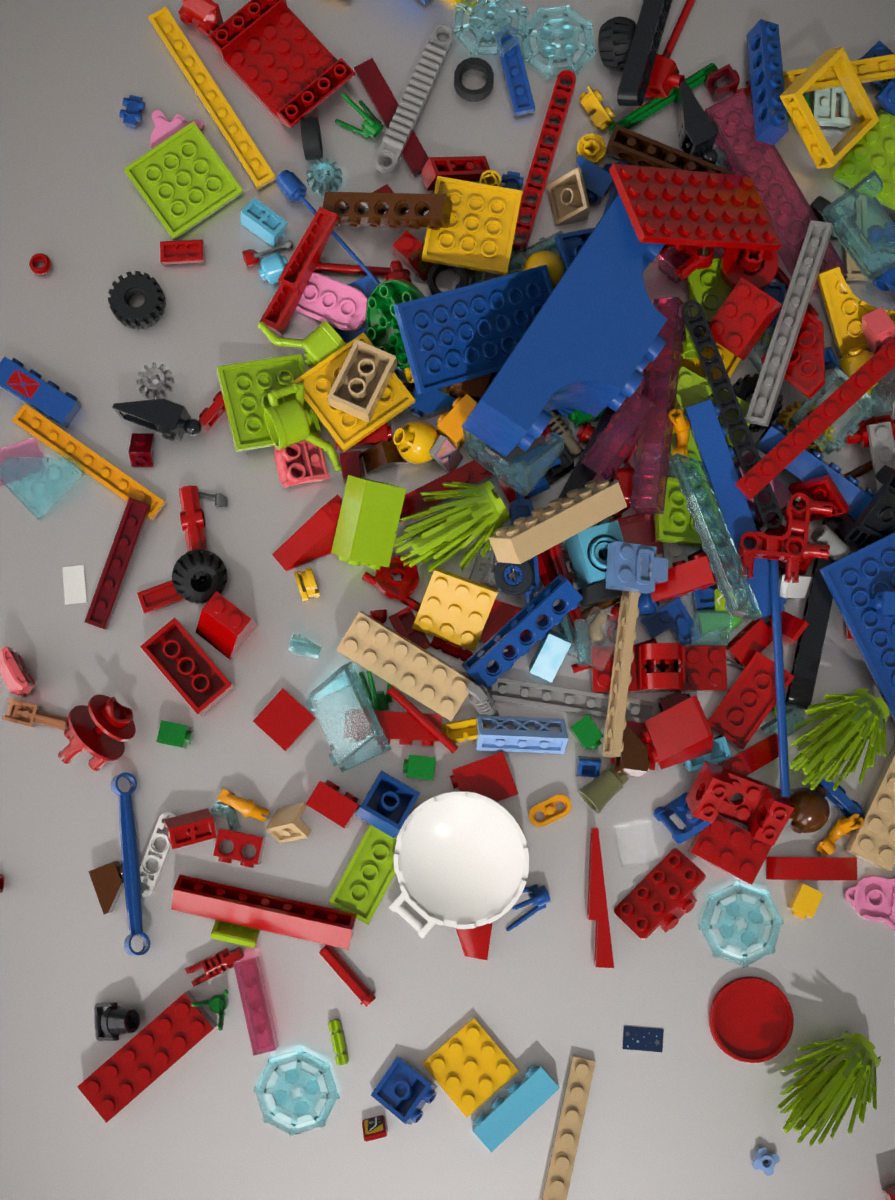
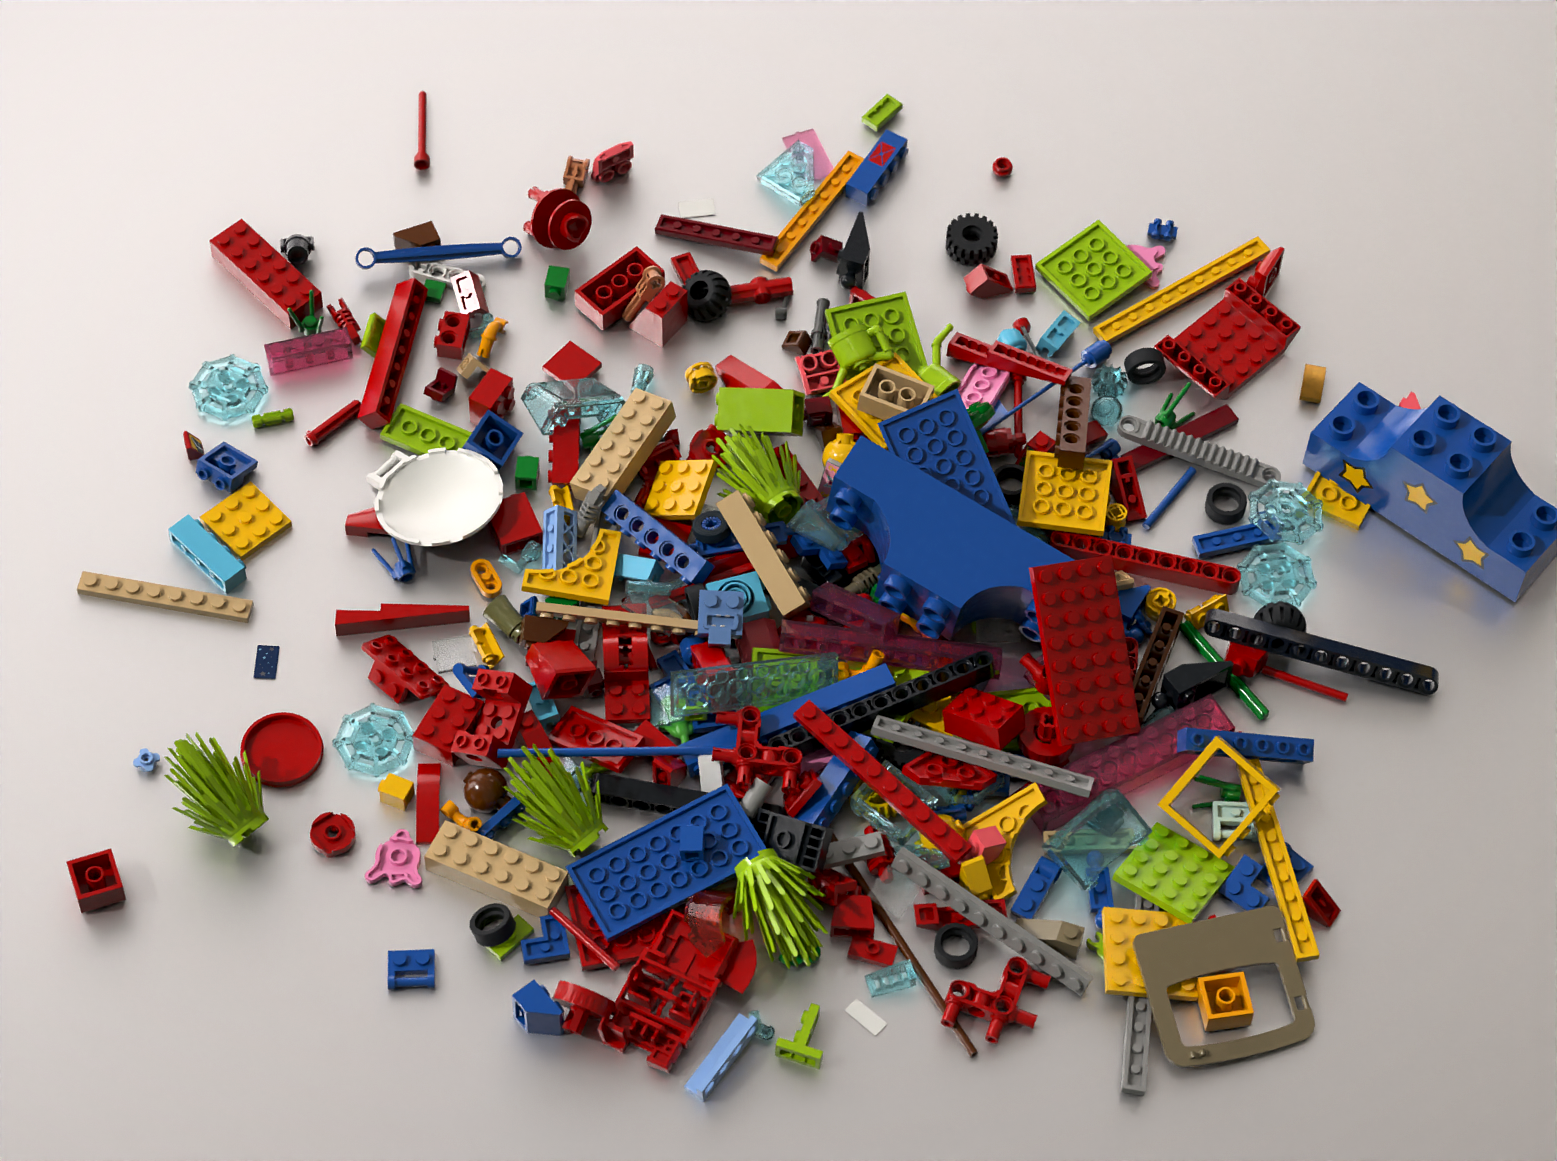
camera: 85 degrees right, 25 degrees down
(159, 373) = (893, 256): clear gear -> none
(174, 867) = (435, 290): none -> green tile
(194, 288) = (987, 282): none -> red slope
(202, 635) = (646, 290): none -> nougat connector
(240, 460) = (819, 332): none -> dark grey pin
(258, 486) = (797, 342): none -> reddish brown slope
(306, 859) = (442, 386): none -> dark red bracket
(358, 180) = (1107, 410): none -> clear light blue hair
(410, 185) = (1107, 450): none -> blue plant
(422, 719) = (565, 469): red bar -> none
(463, 133) = (1169, 498): none -> blue bar
(521, 763) = (530, 553): none -> clear light blue plate
(564, 704) = (583, 579): none -> yellow plate
(639, 806) = (486, 644): none -> yellow hinge
(722, 82) = (1248, 720): dark red window -> none
(864, 967) = (332, 845): none -> red plate

